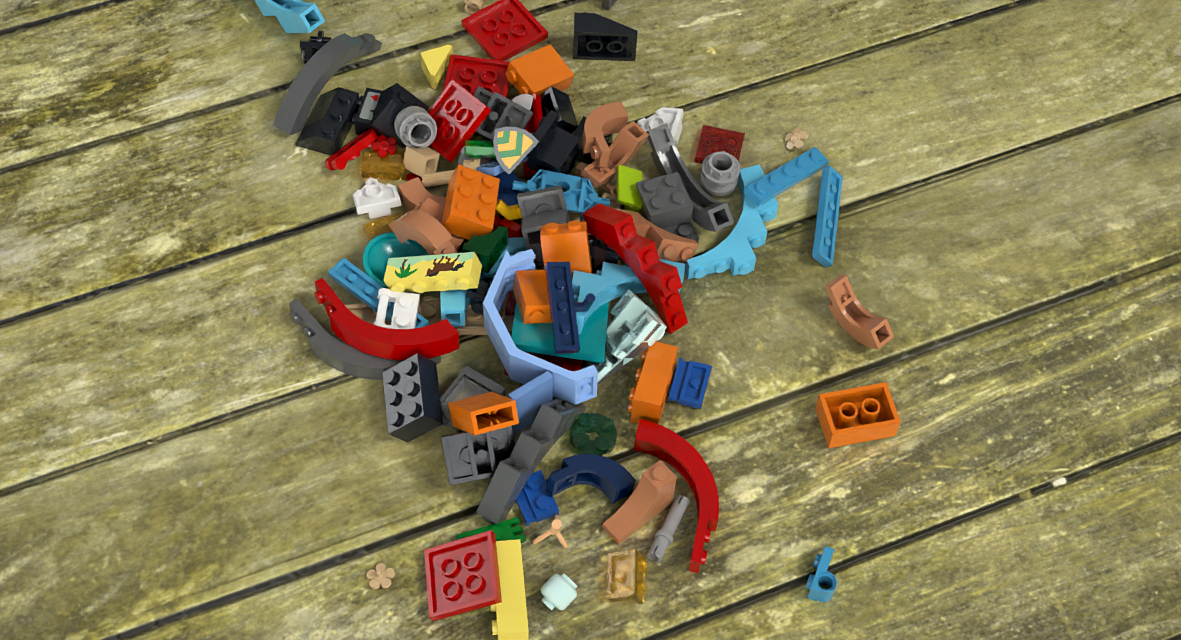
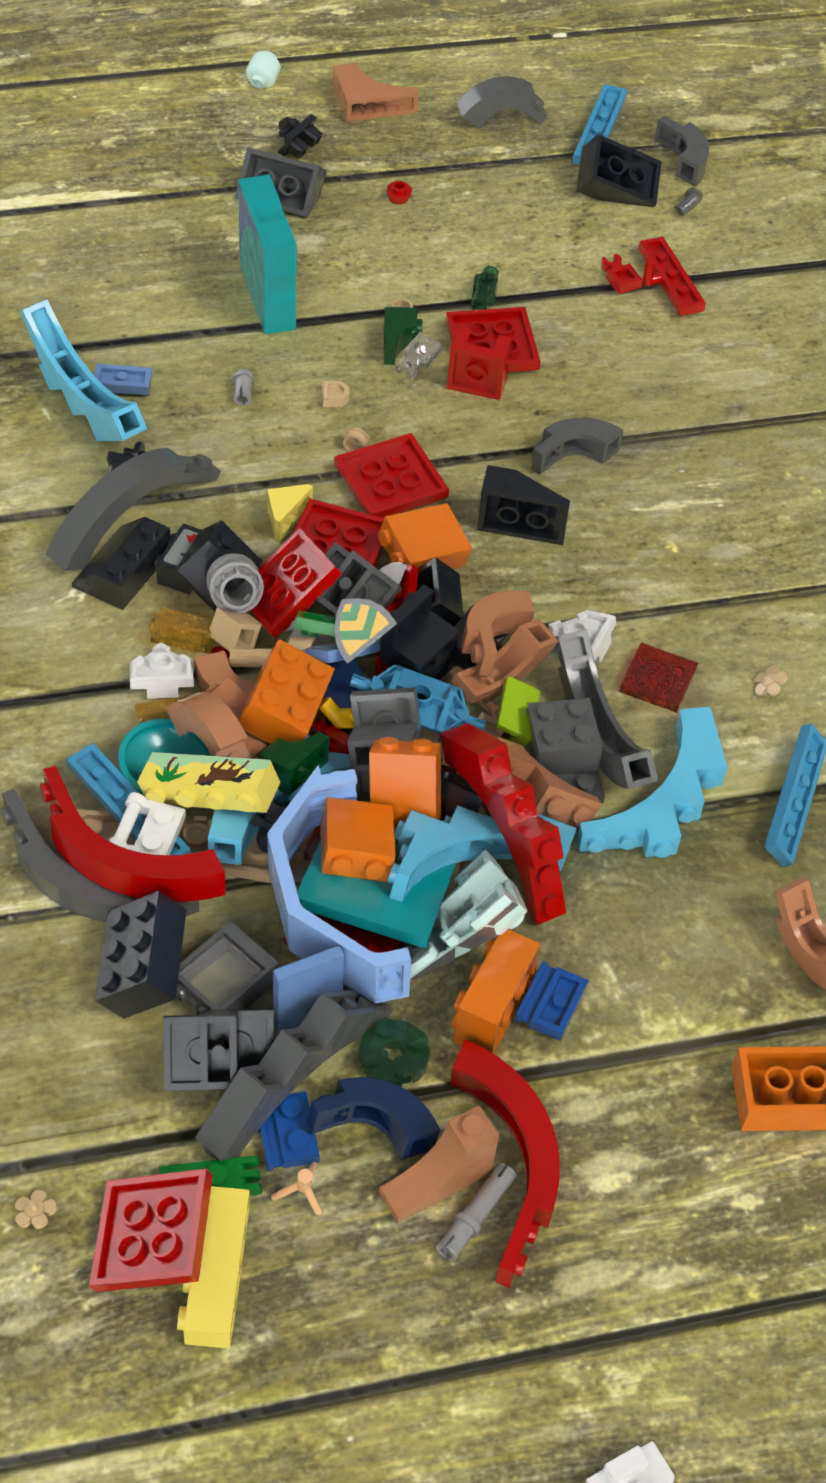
camera: 10 degrees right, 5 degrees down
(351, 150) = (143, 603): red plate -> none
(384, 145) = (189, 604): red plant -> none
(483, 413) = (233, 992): orange brick -> none
(558, 592) = (290, 1280): light aqua head -> none
(563, 307) = (382, 858): dark blue plate -> none
(626, 576) = (398, 1275): clear yellow bracket -> none
(720, 173) = (651, 711): light grey piece -> none
(786, 176) = (745, 729): dark azure plate -> none
(822, 577) = (696, 1328): dark azure plate -> none

